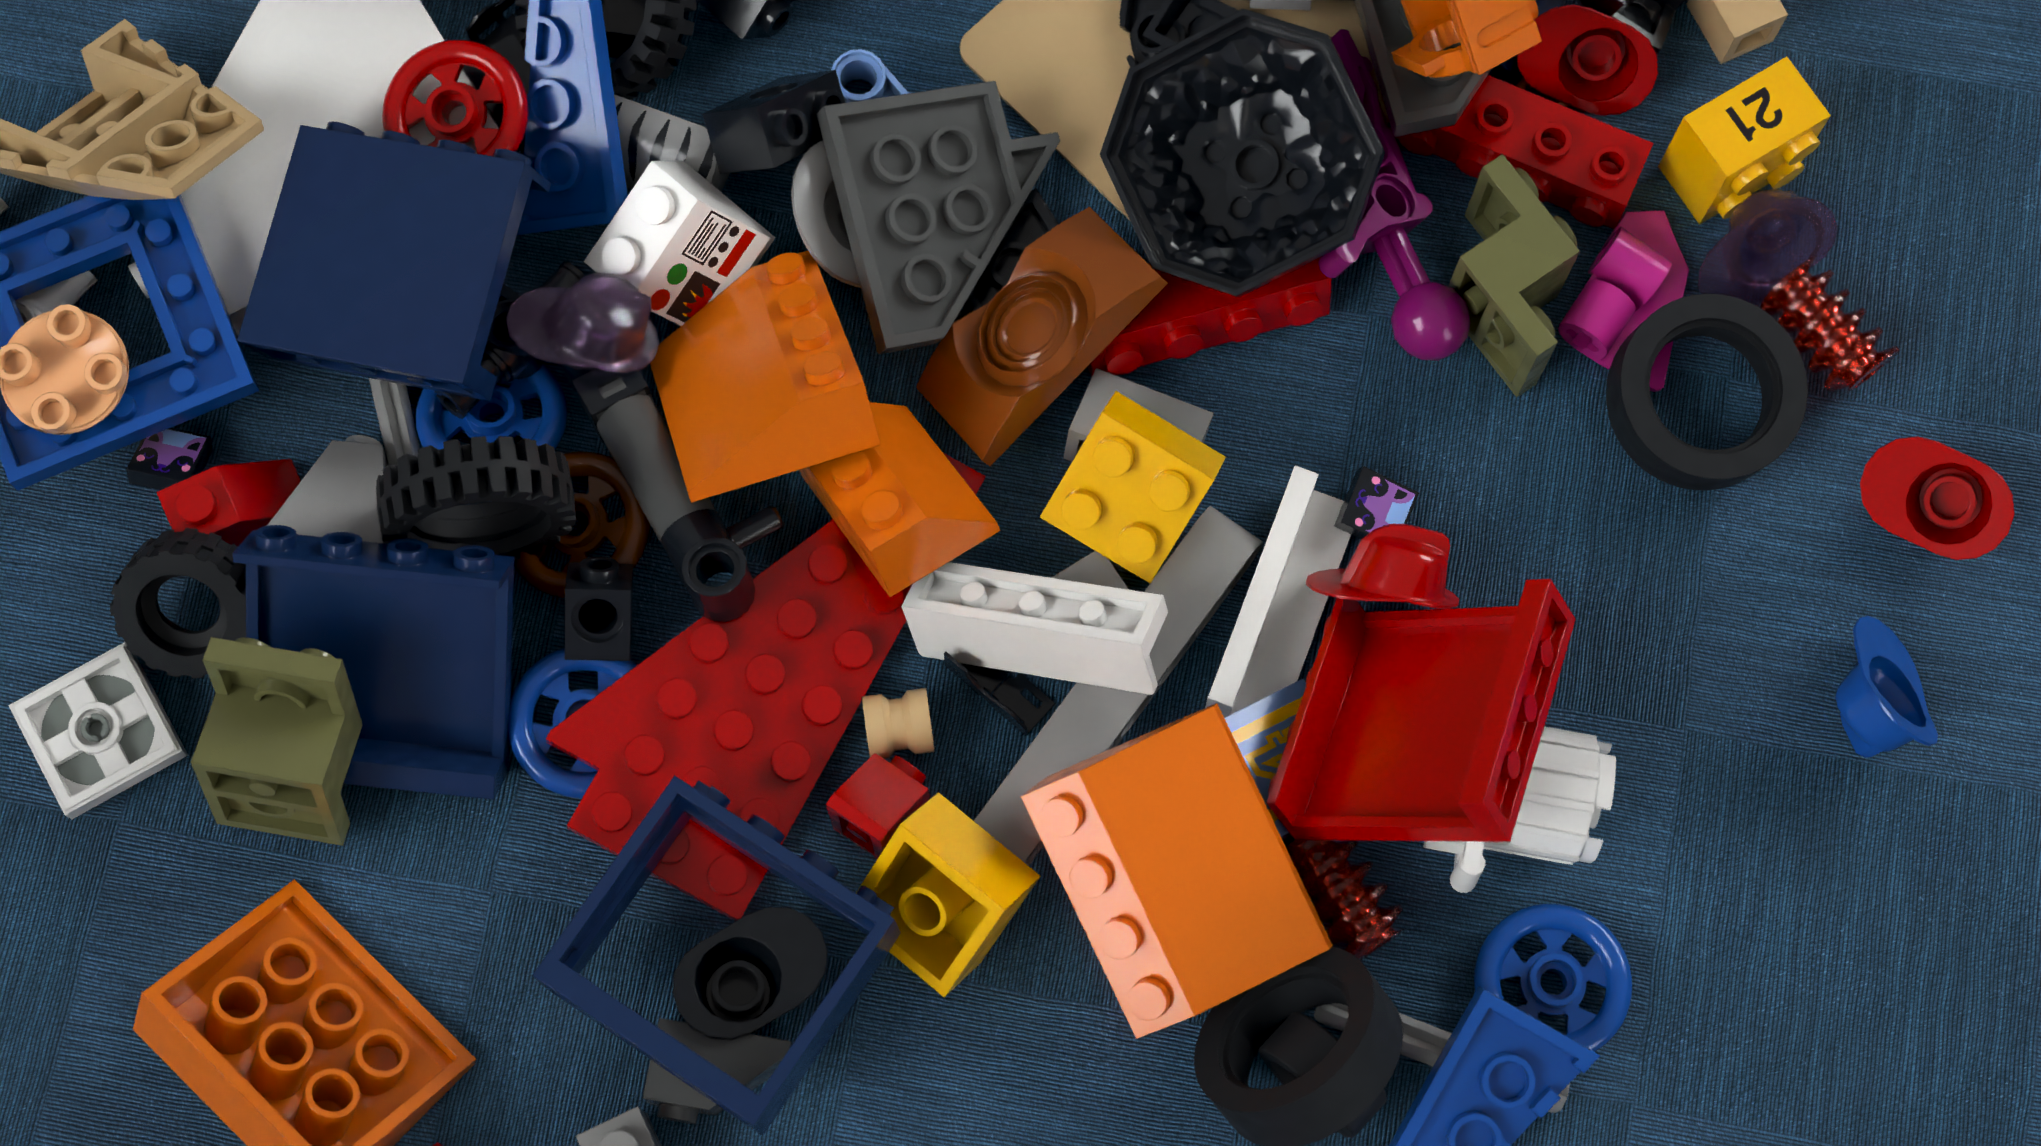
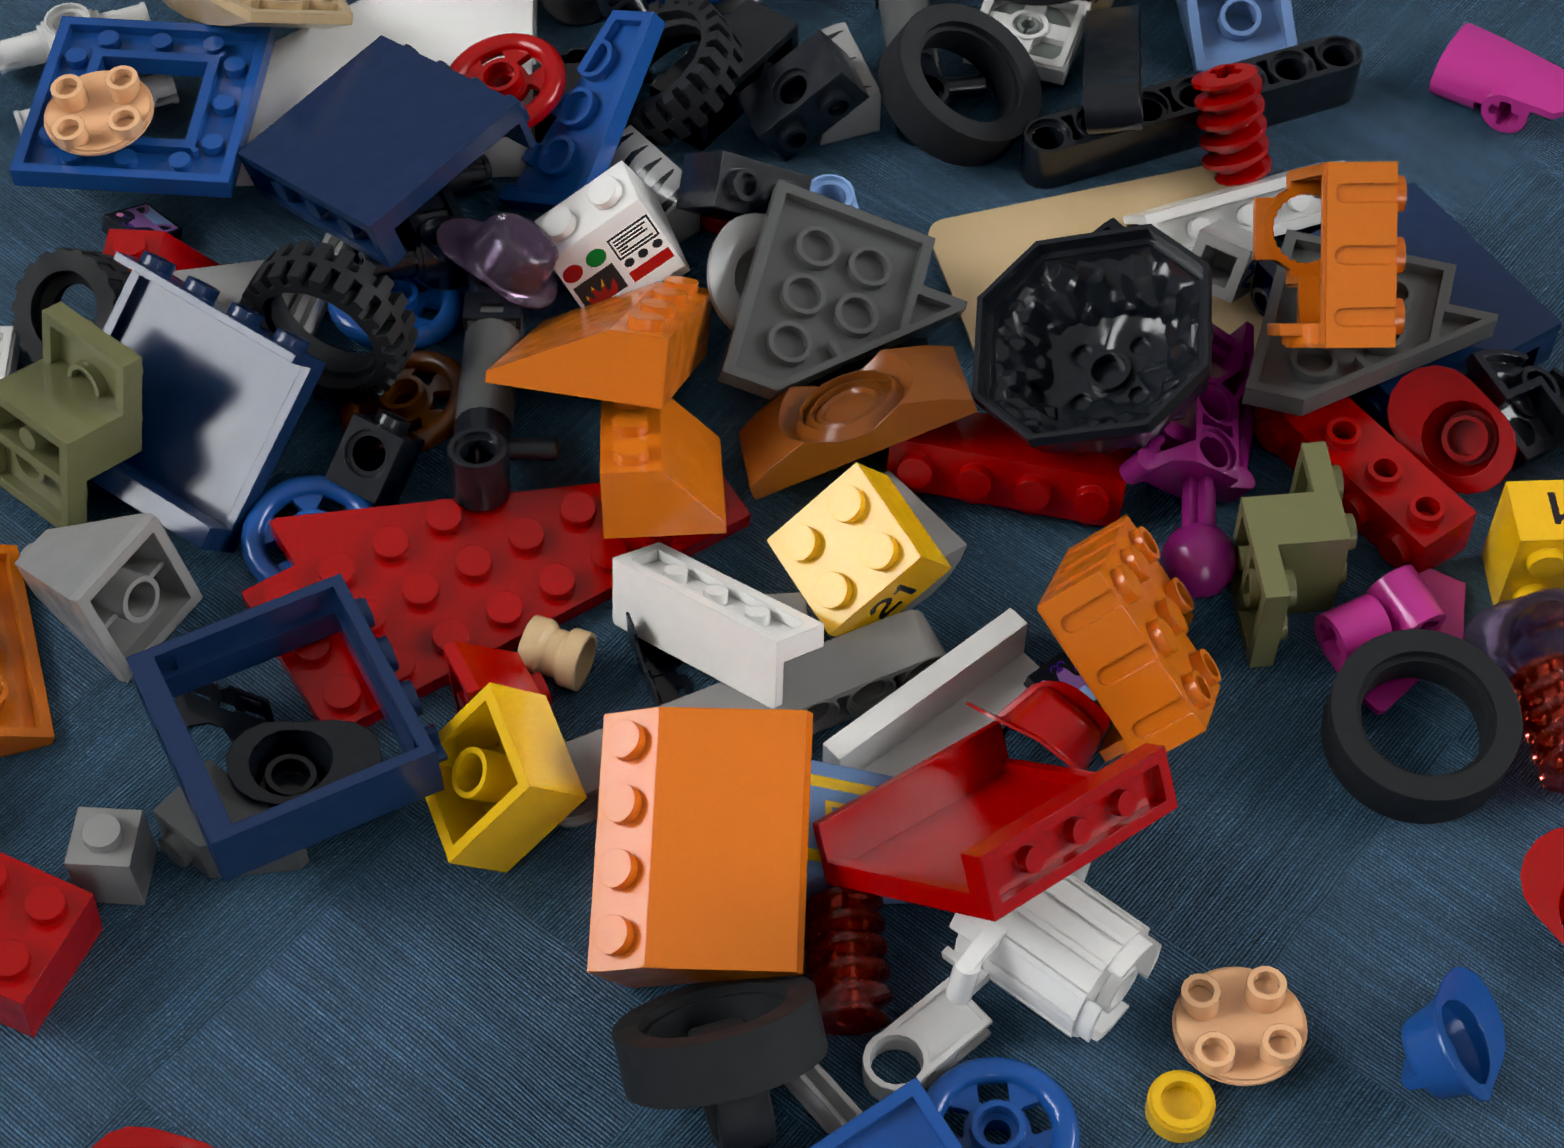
camera: 30 degrees right, 20 degrees down
(427, 883) = (112, 584): none -> light grey slope
(642, 950) = (200, 711): none -> black piece
(1429, 452) = (1130, 639): none -> orange piece
(1446, 919) = (933, 1033): none -> white piece
(1684, 869) = (1180, 1106): none -> yellow tile
(1697, 769) = (1239, 1025): none -> light nougat dish

